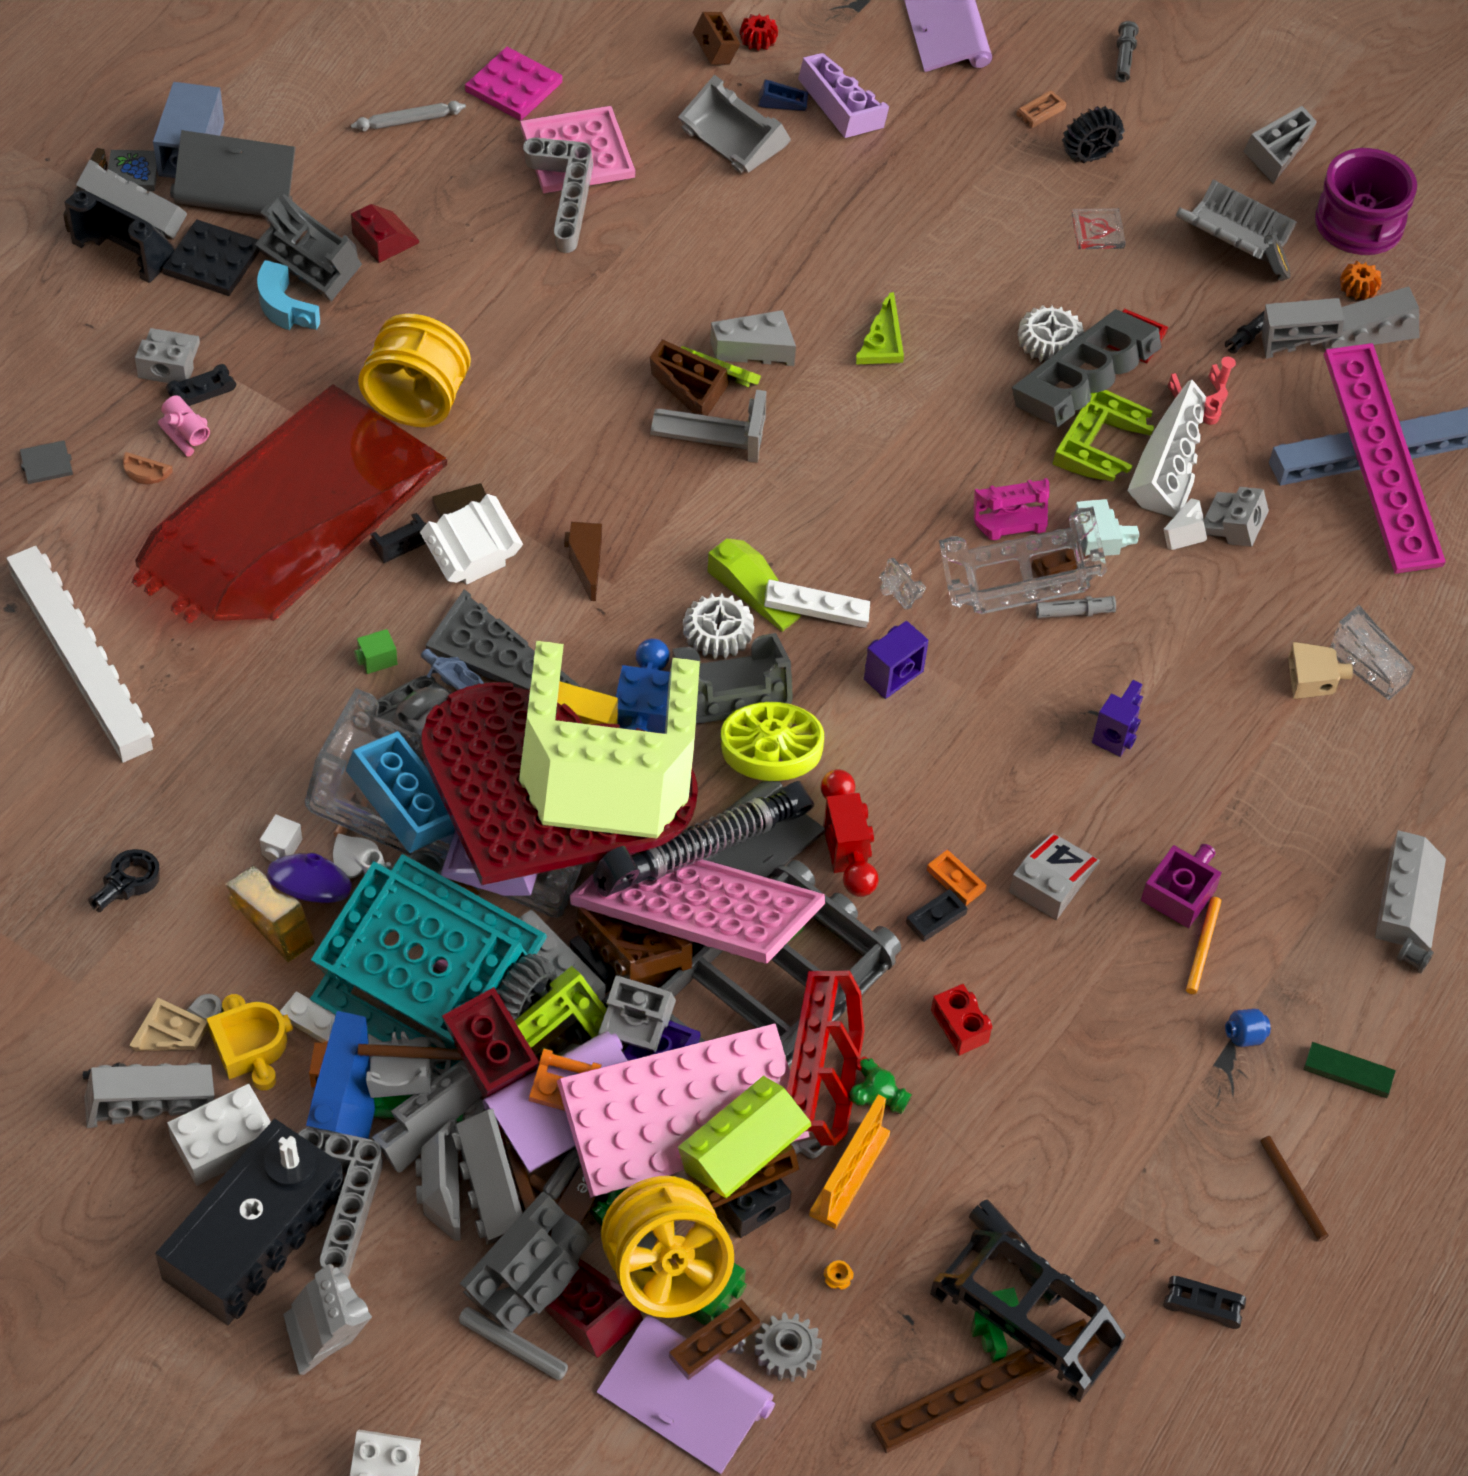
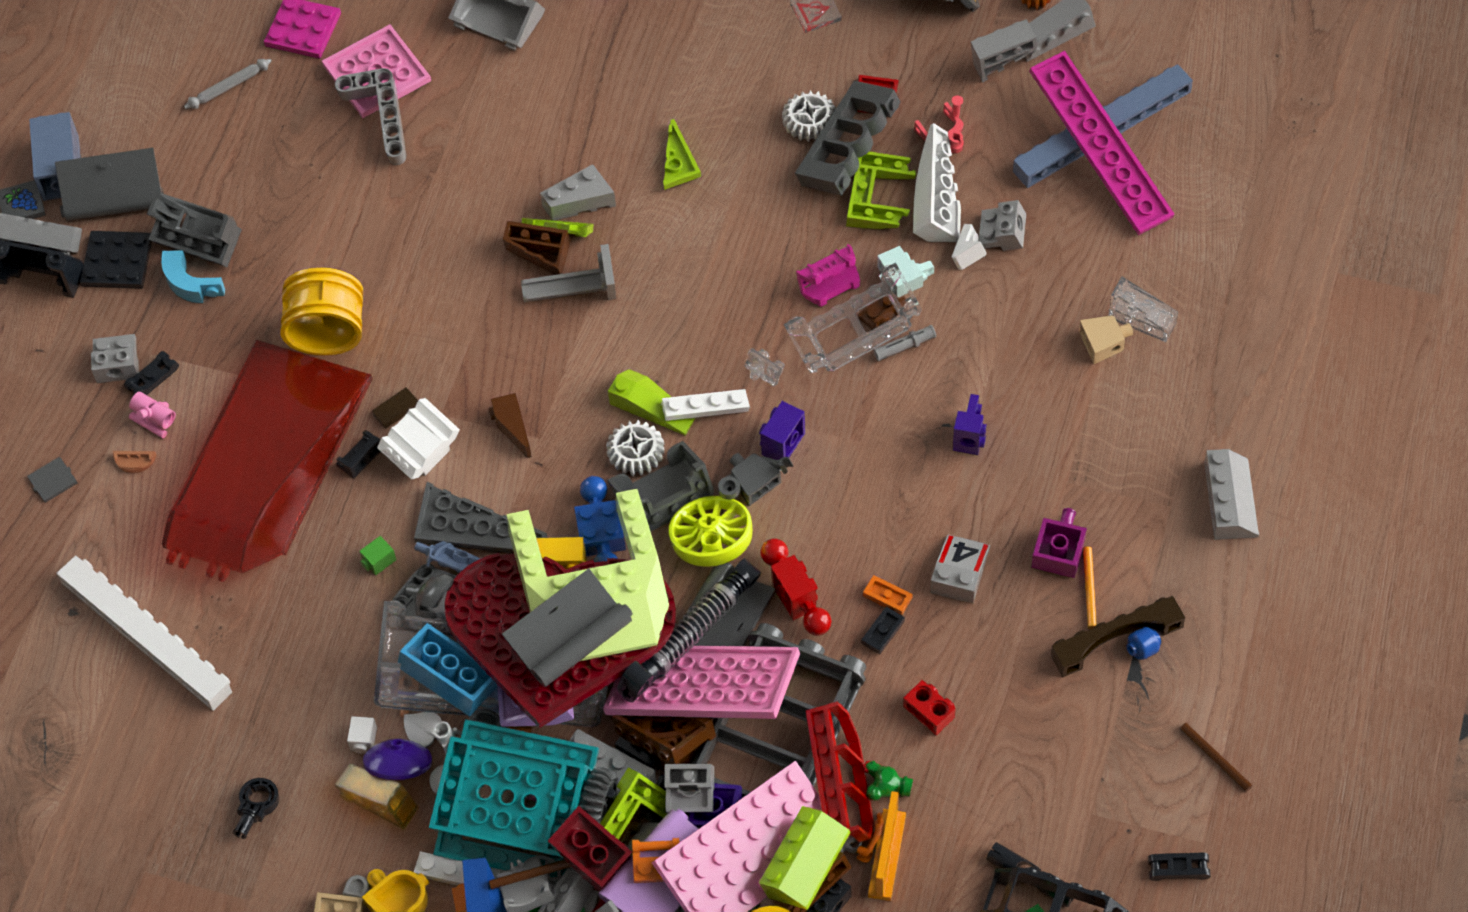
camera: 10 degrees left, 5 degrees up
(381, 232) = (245, 194): dark red slope -> none
(555, 781) = (558, 638): none -> dark grey door
(825, 1163) = (865, 854): none -> orange piece
(843, 698) = (752, 477): none -> dark grey torso
(1245, 334) = (961, 66): black pin -> none
(1280, 1002) = (1161, 616): none -> dark brown arch
(1349, 1070) = (1228, 651): dark green tile -> none
(1415, 955) = (1249, 545): dark grey bush -> none

